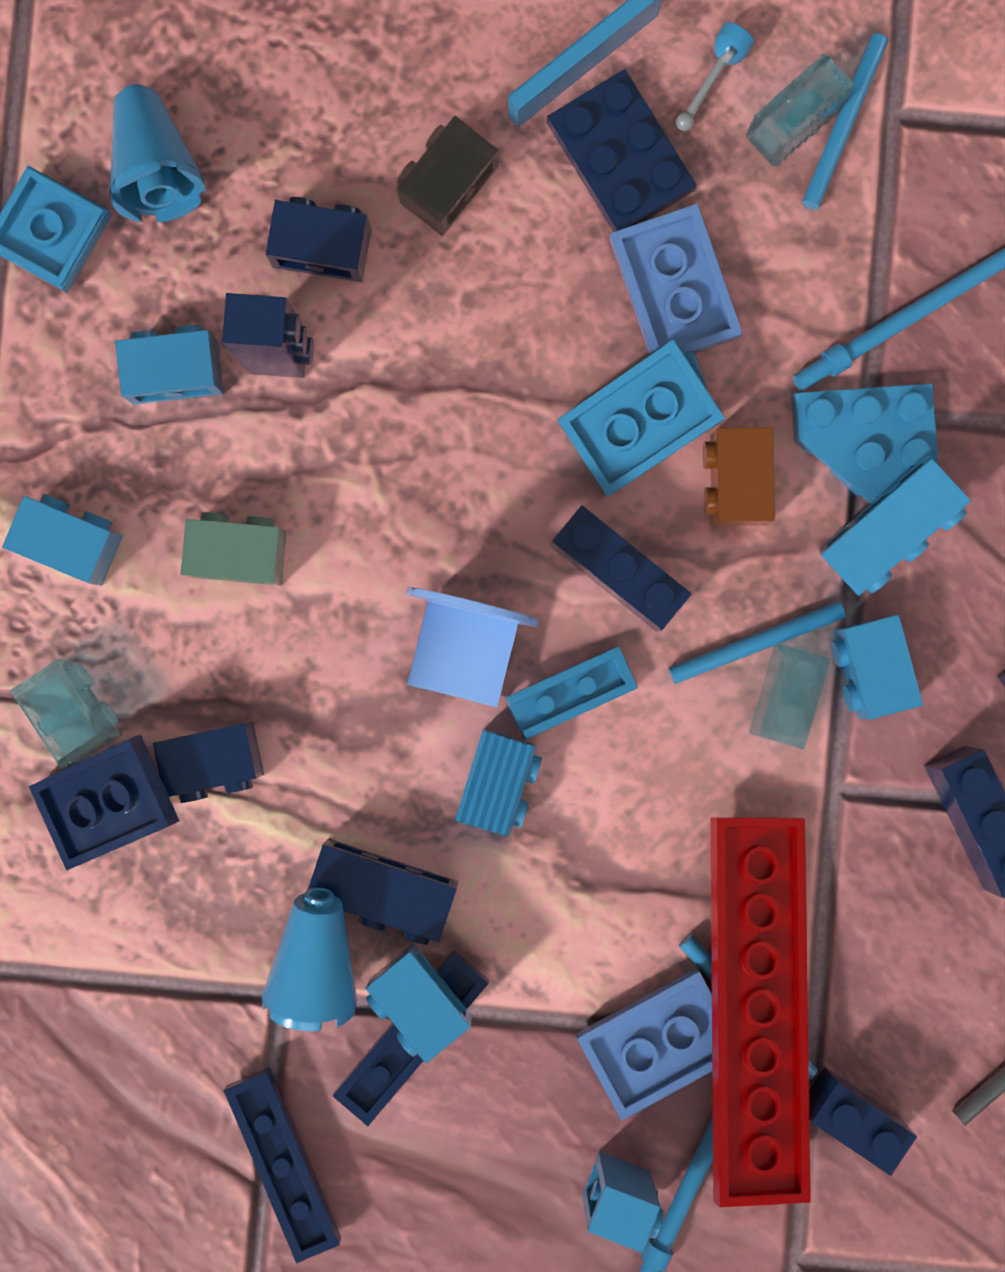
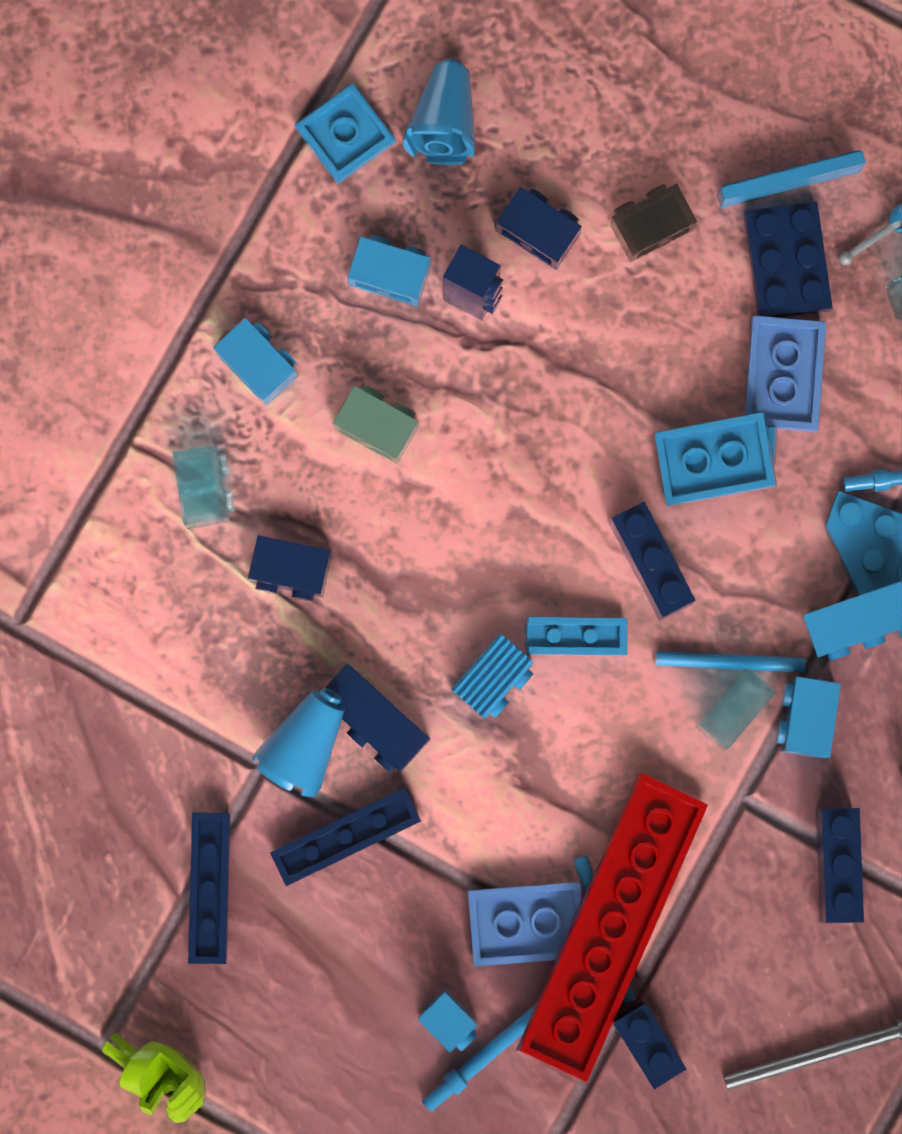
camera: 25 degrees right, 5 degrees down
(104, 802) = (202, 563): dark blue plate -> none
(418, 1004) = (365, 808): dark azure brick -> none
(464, 647) = (514, 565): light blue piece -> none
(740, 476) = (770, 534): dark orange brick -> none

